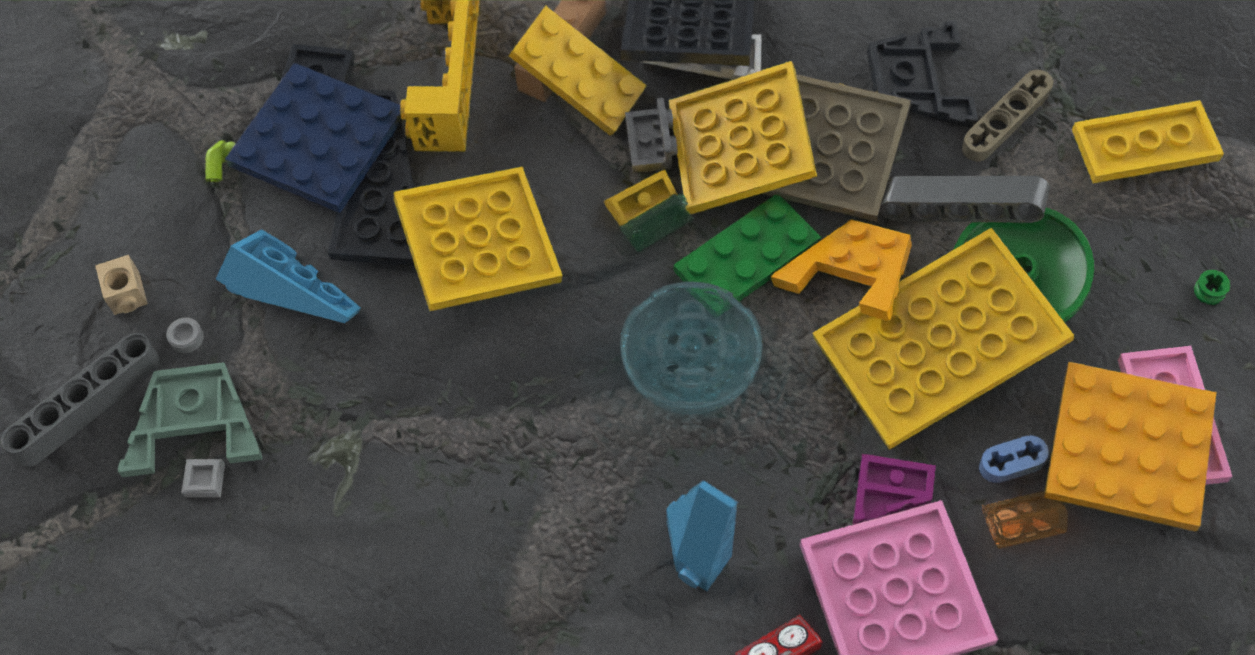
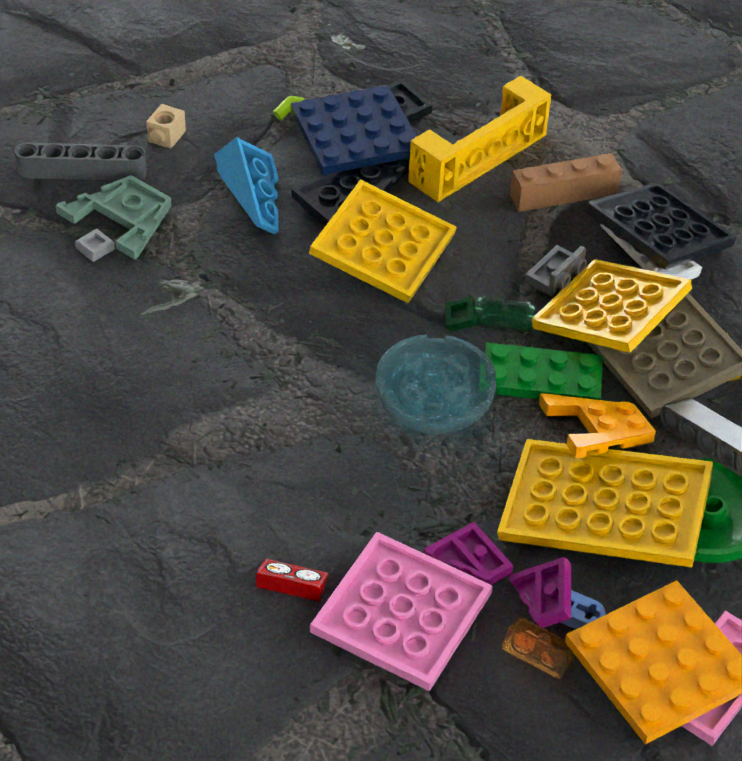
camera: 40 degrees right, 15 degrees down
(185, 335) = (170, 175): light grey tile -> none
(577, 70) = (550, 198): yellow plate -> none
(623, 254) = (460, 313): none -> dark green plate
(640, 197) = (514, 292): yellow slope -> none
(701, 534) = (310, 472): dark azure wedge -> none
(990, 467) = (546, 591): none -> magenta wing

